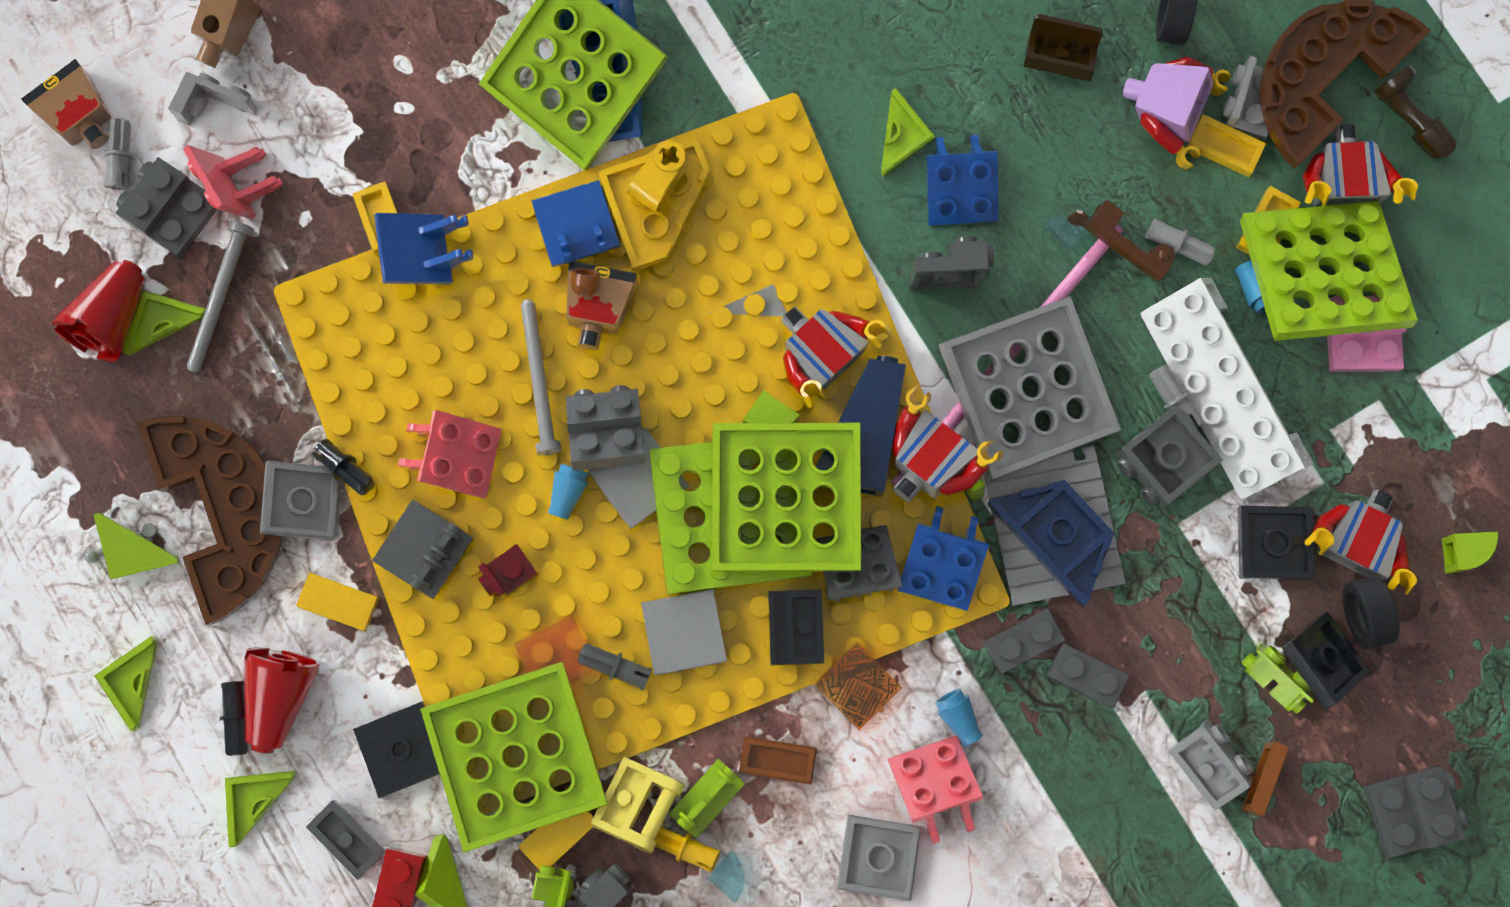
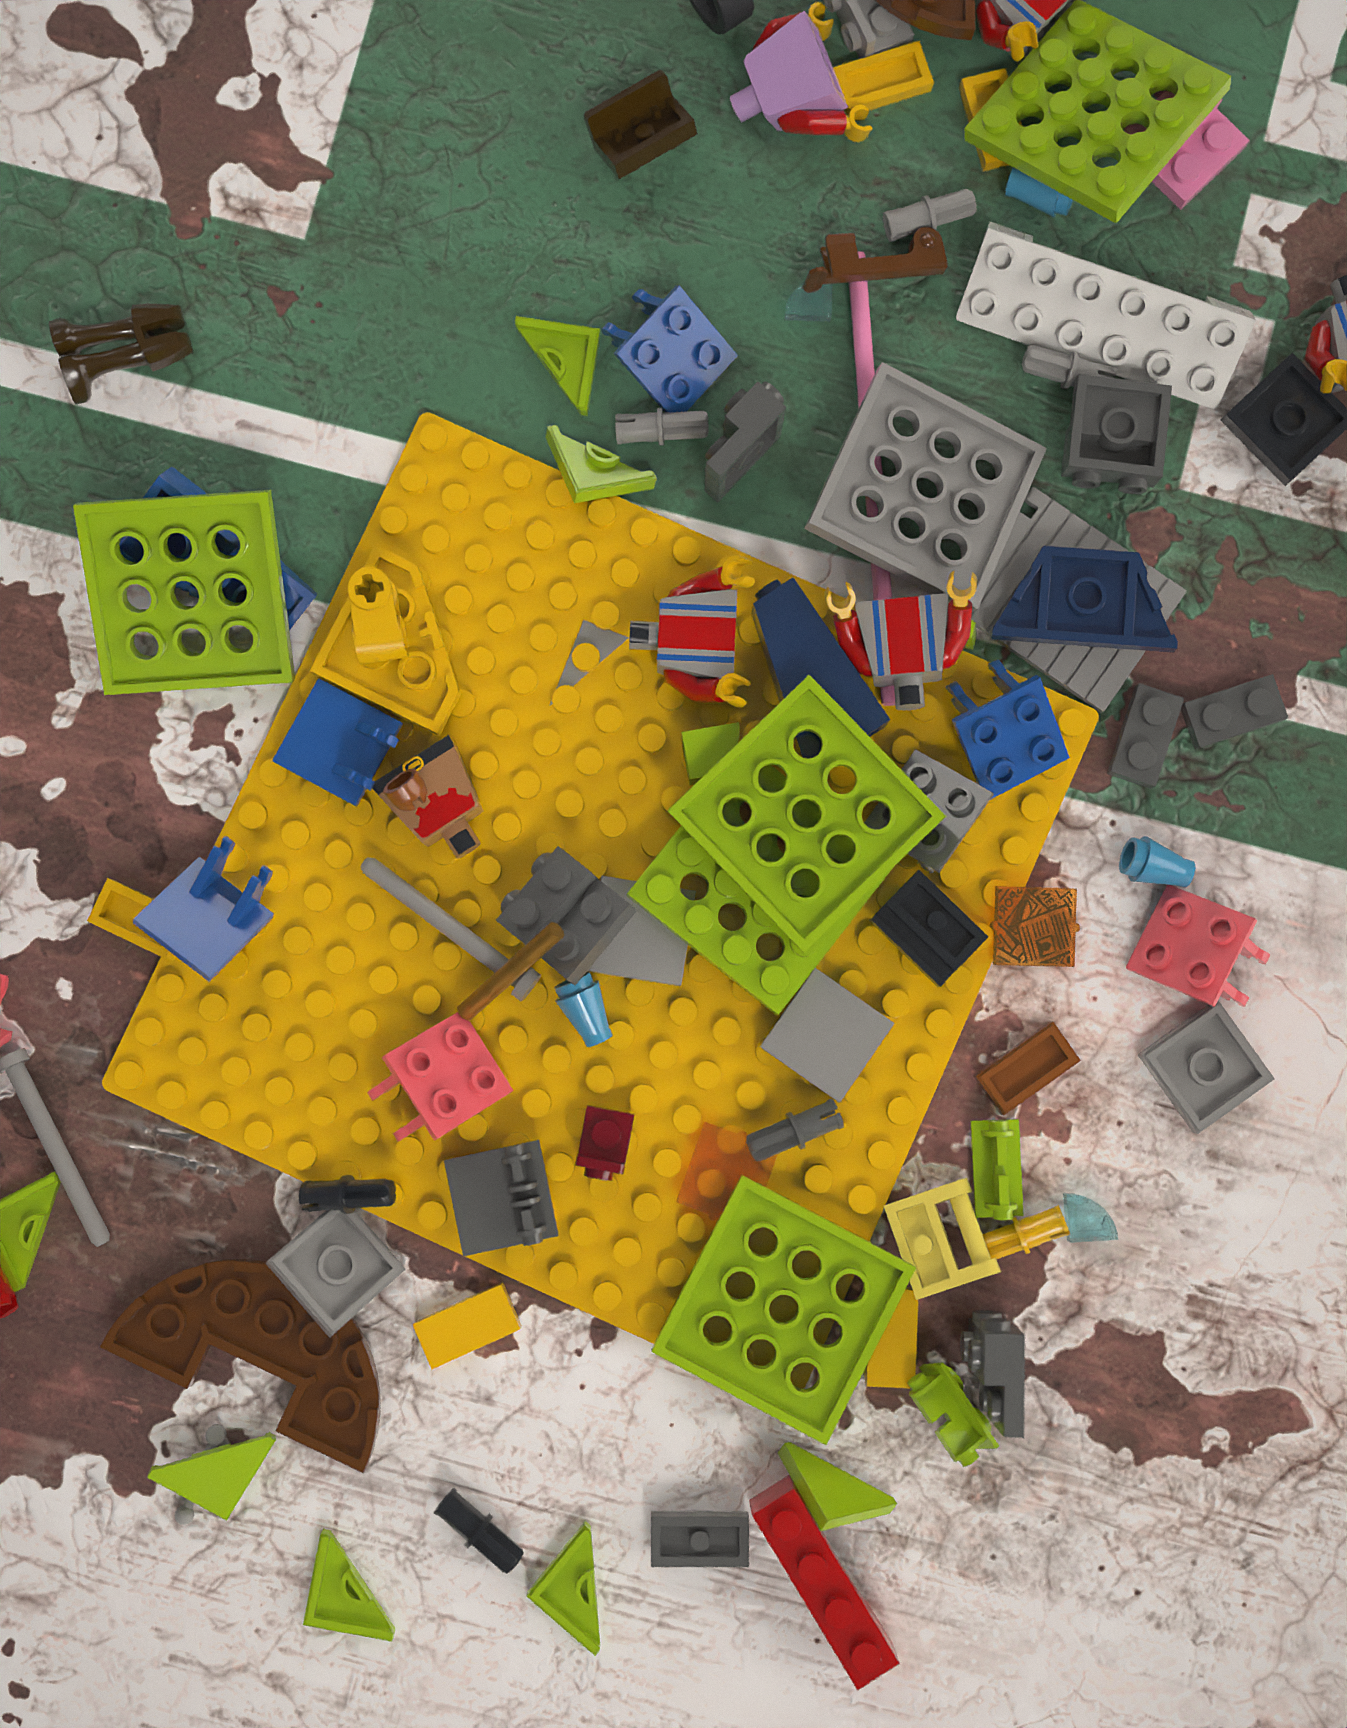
camera: 40 degrees left, 5 degrees up
(274, 695) = (496, 1472): red cone -> none
(397, 750) = (663, 1408): black plate -> none
(546, 430) = (510, 971): none -> pearl gold bar
(857, 210) = (593, 471): none -> lime tile
(916, 219) = (661, 426): none -> light grey axle

